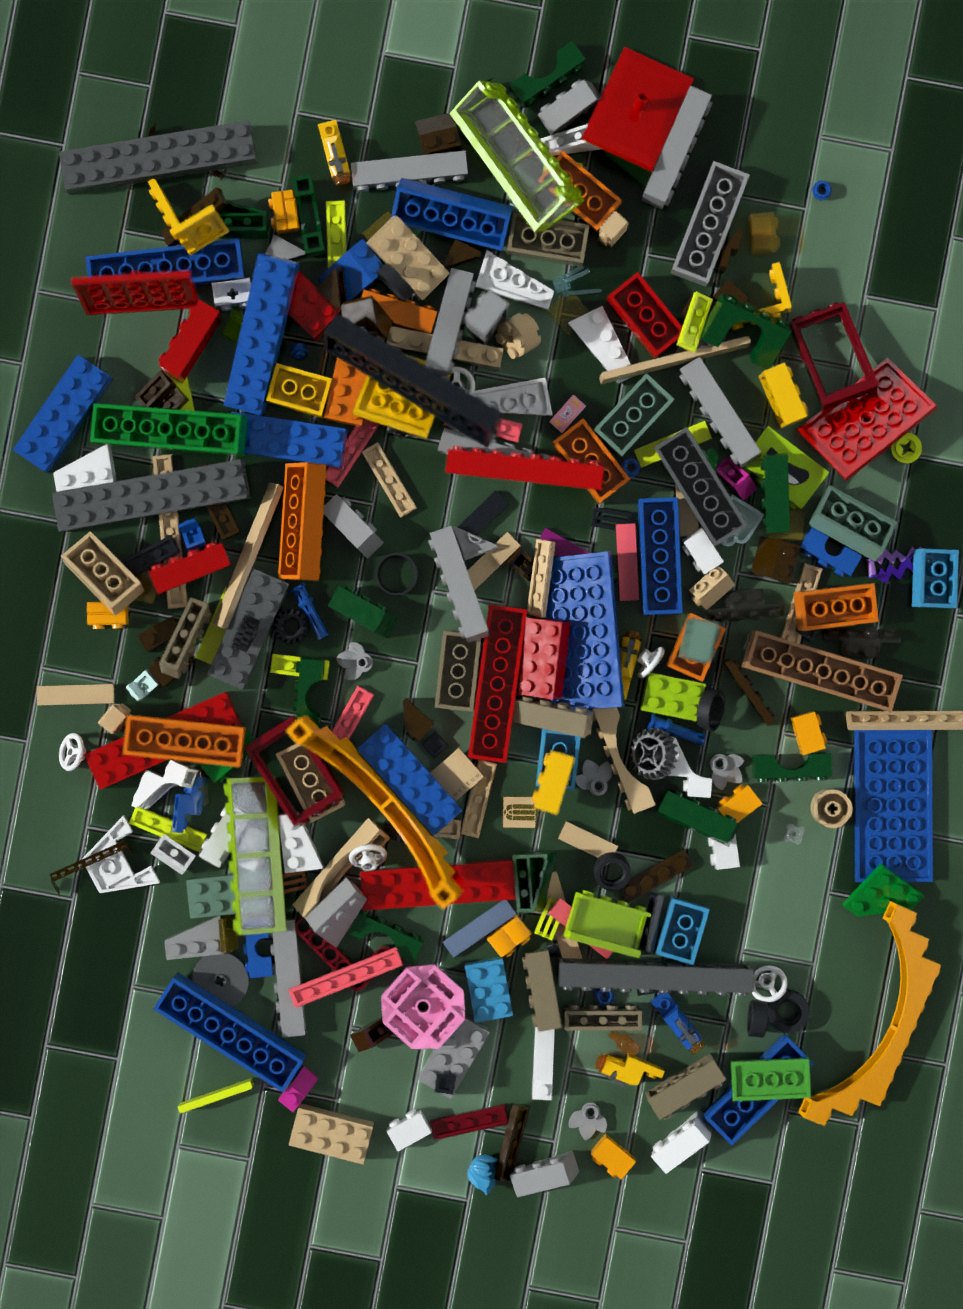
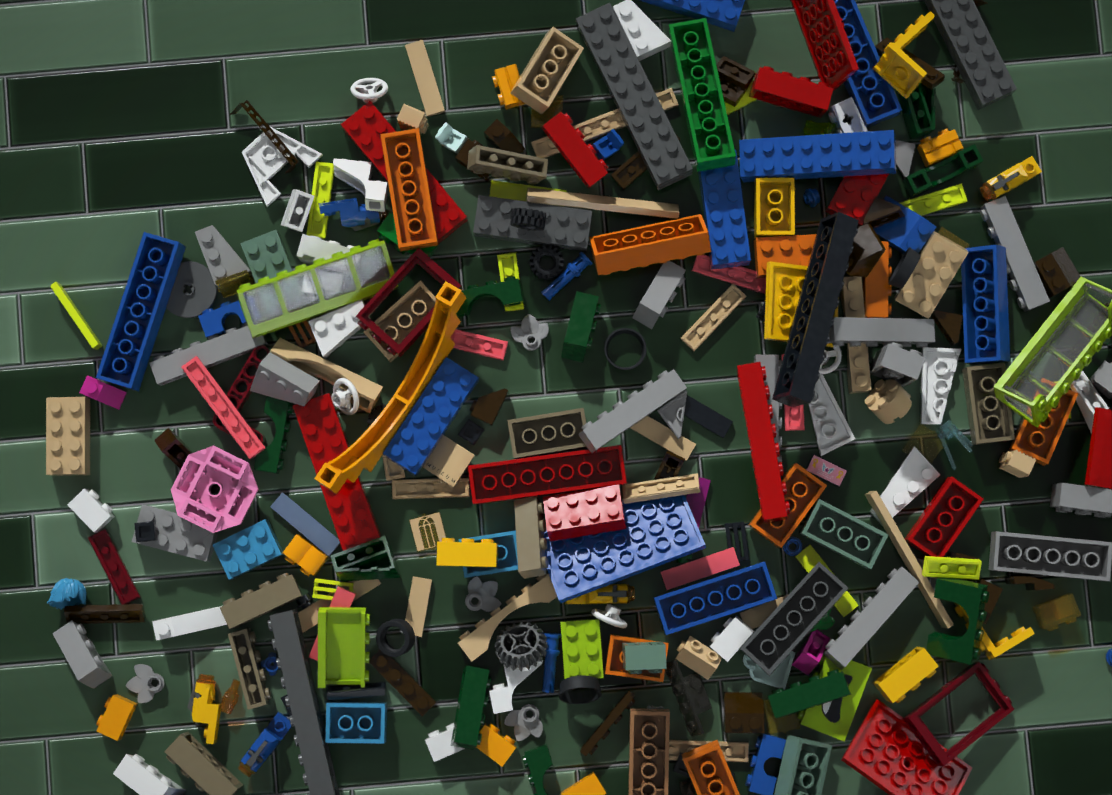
camera: 75 degrees right, 5 degrees down
(151, 555) = (578, 113): black tile -> none

